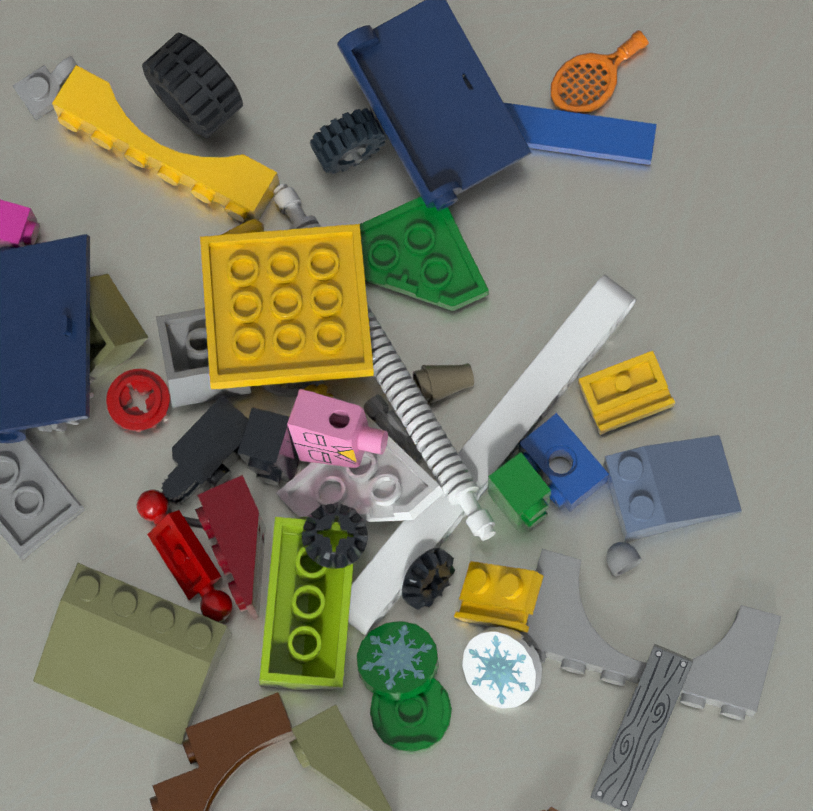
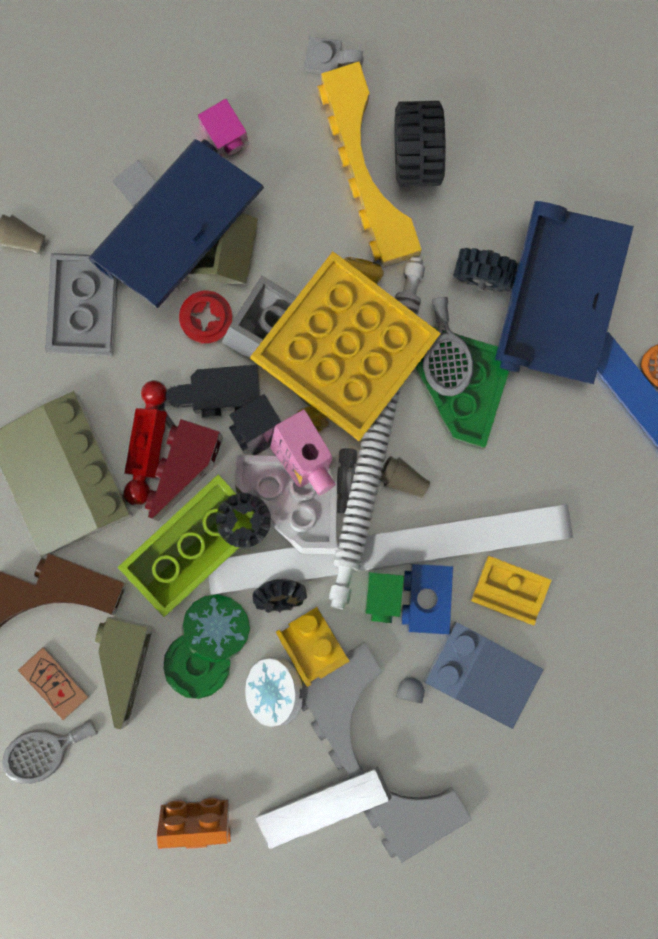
camera: 35 degrees right, 10 degrees up
(349, 215) = (442, 318): none -> light grey piece

